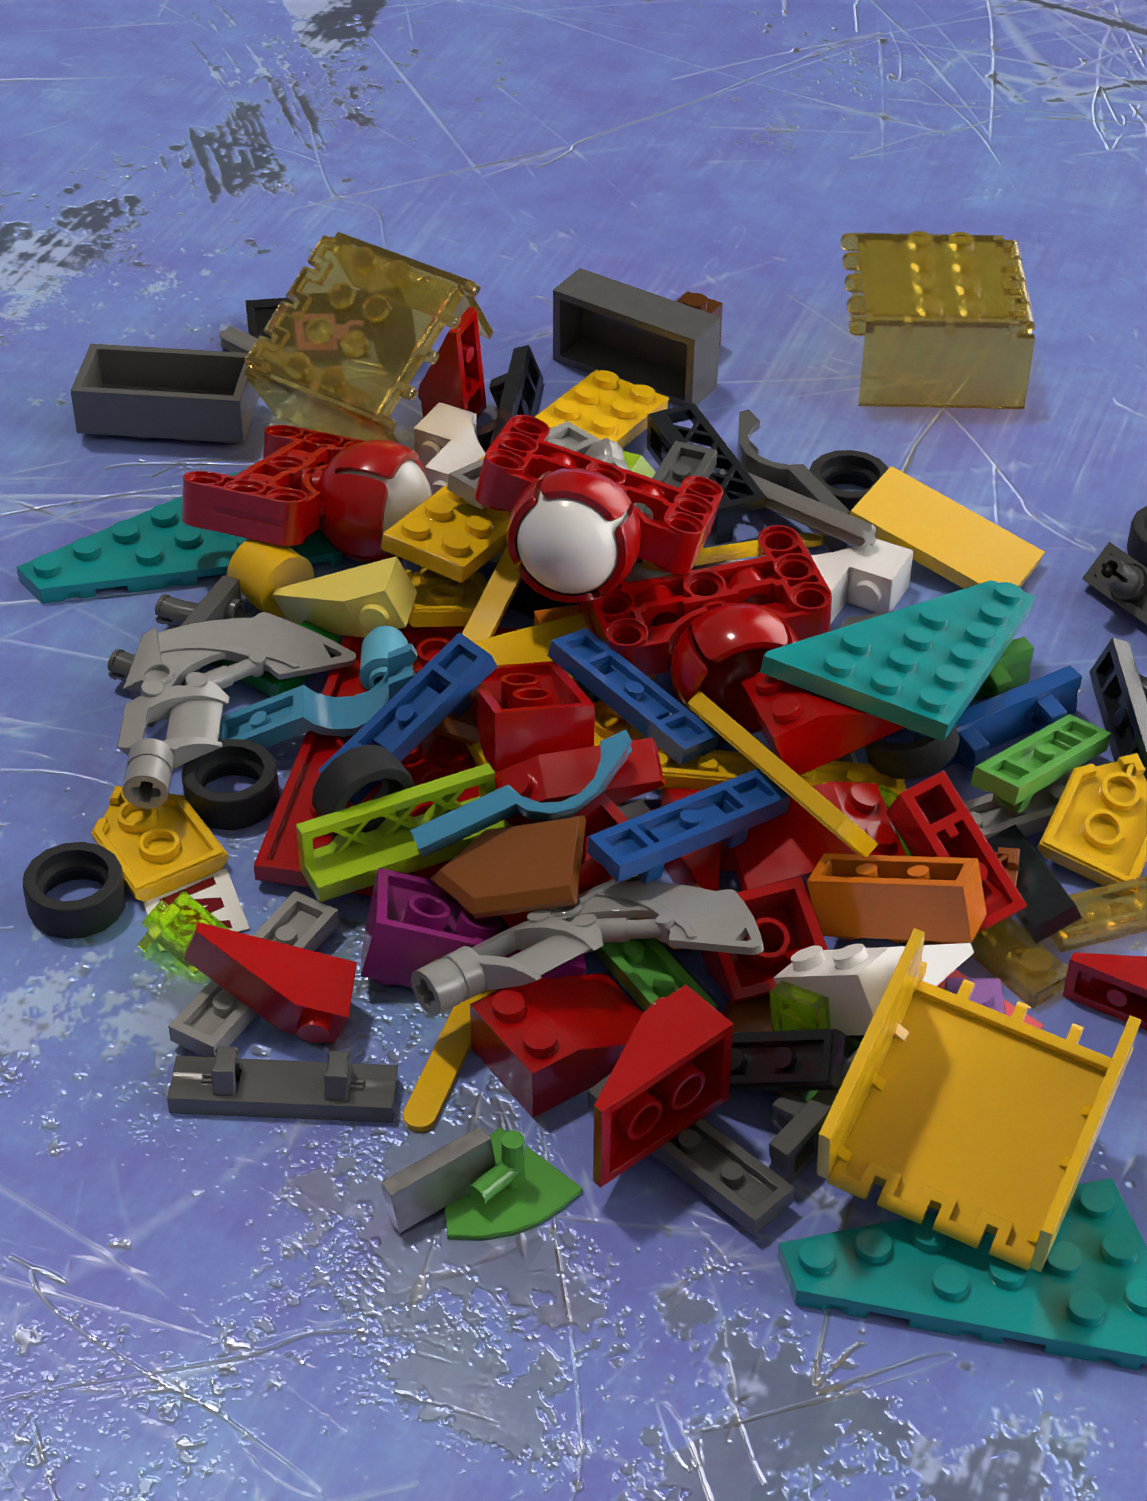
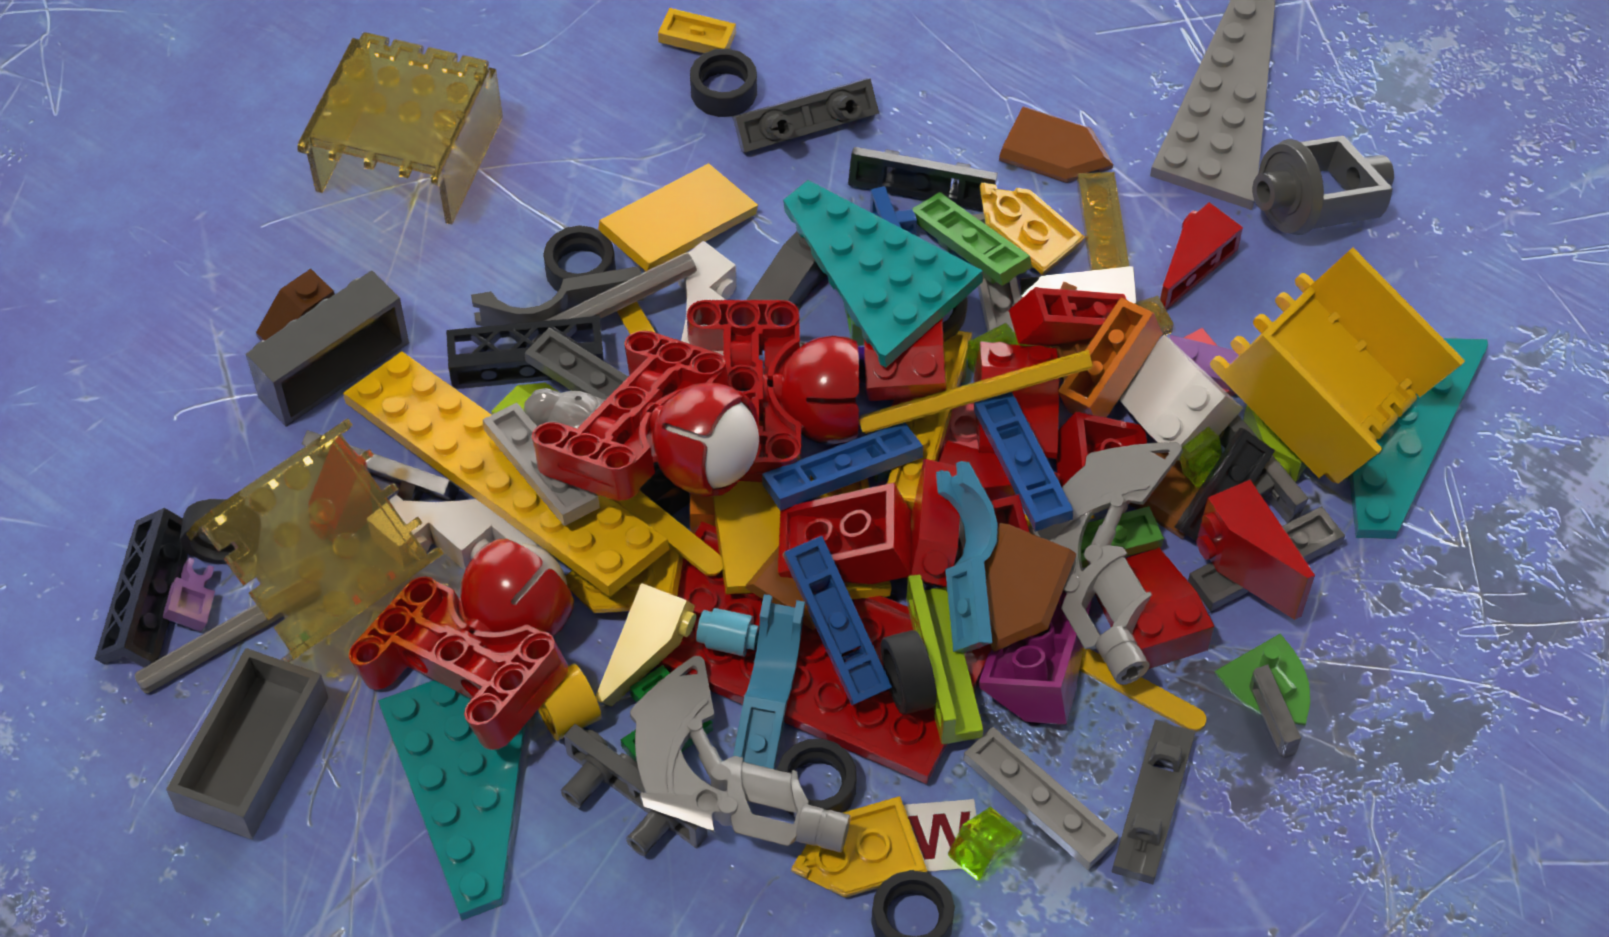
camera: 75 degrees left, 15 degrees up
(282, 983) = (1081, 770): red slope -> none

